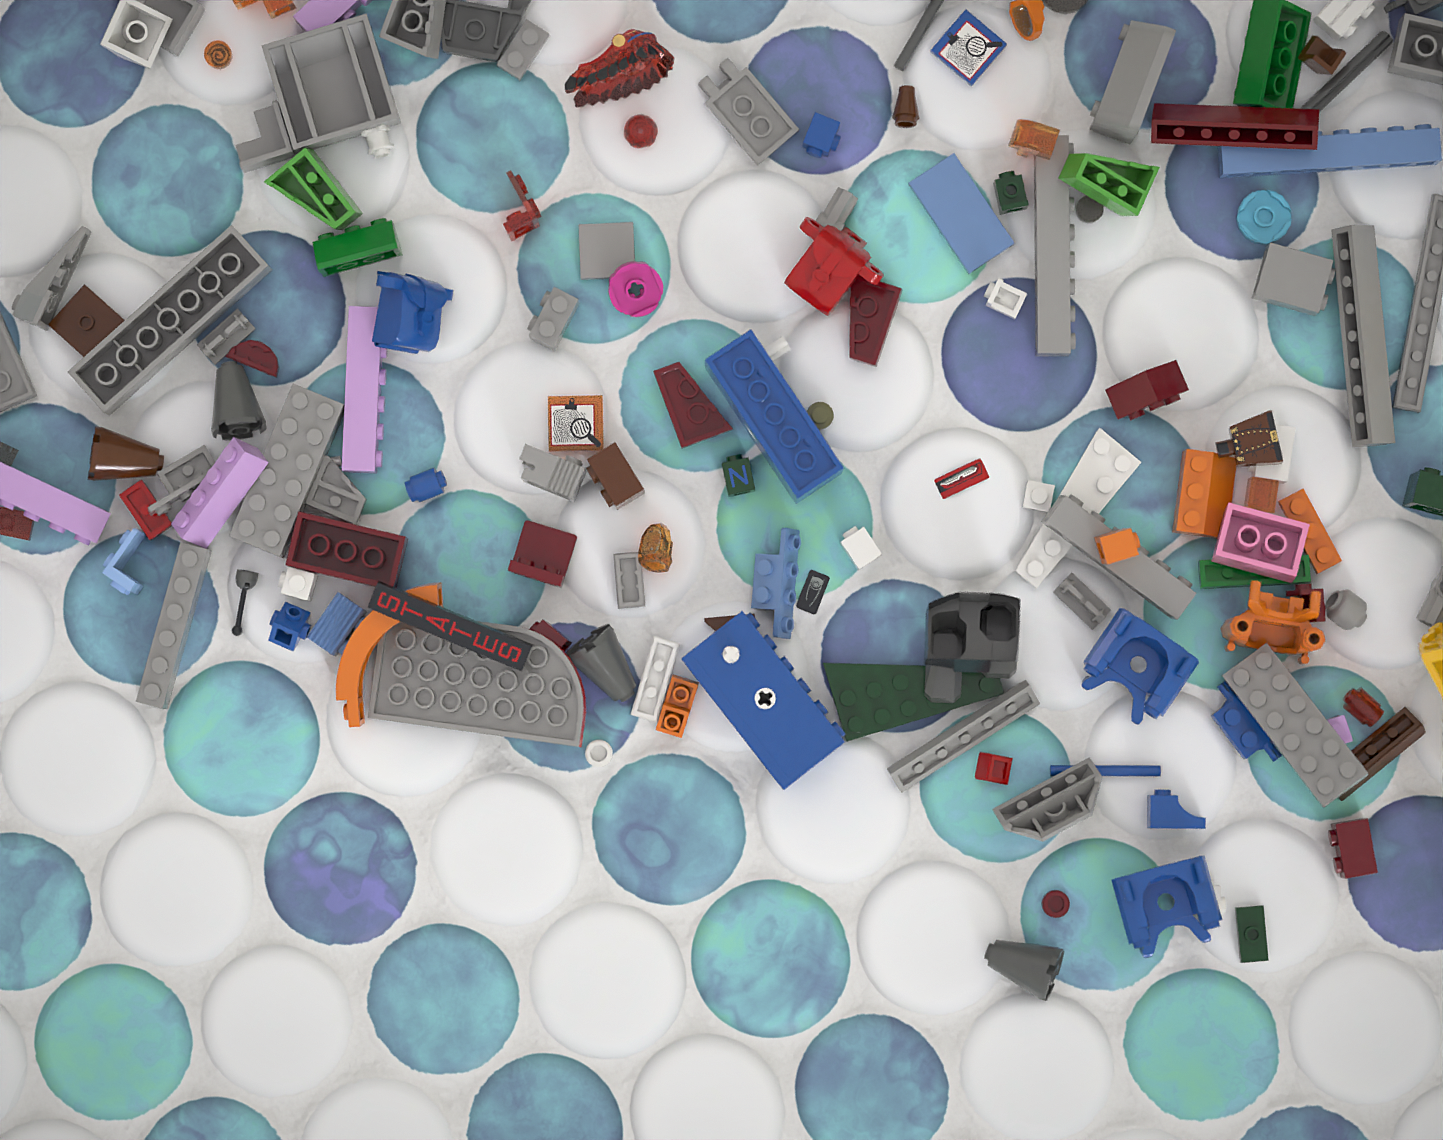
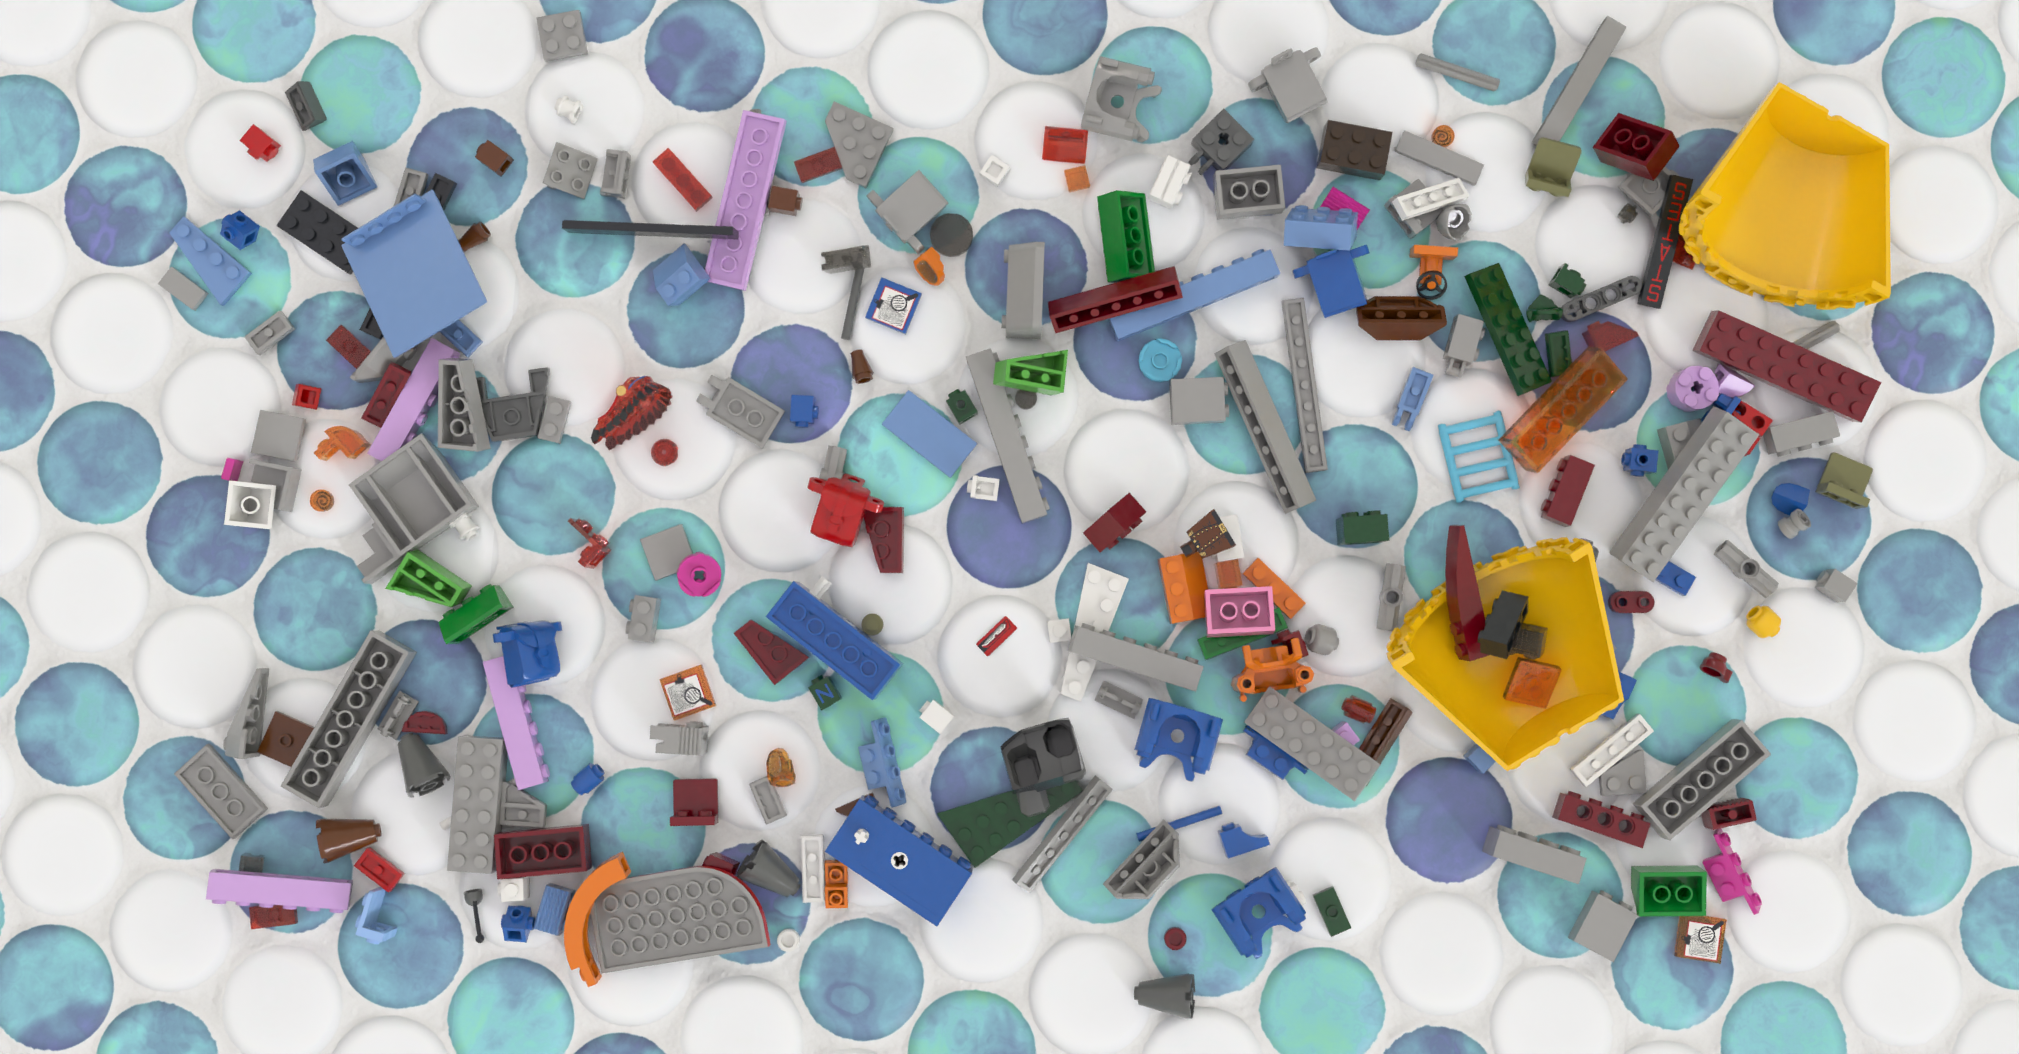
camera: 20 degrees left, 0 degrees up
(173, 626) = (428, 953): light grey brick -> none
(182, 479) = (403, 831): light grey bracket -> none
(219, 493) = (428, 840): lavender brick -> none
(450, 626) = (638, 886): black tile -> none
(615, 475) = (729, 725): reddish brown brick -> none
(812, 592) = (911, 761): black sticker -> none
(993, 768) = (1093, 850): red slope -> none
(1033, 139) = (964, 360): clear orange brick -> none
(1117, 545) = (1131, 652): orange brick -> none
(1321, 56) = (1163, 224): reddish brown panel -> none
(1349, 72) = (1188, 229): dark grey axle -> none
(1353, 848) = (1387, 820): dark red brick -> none

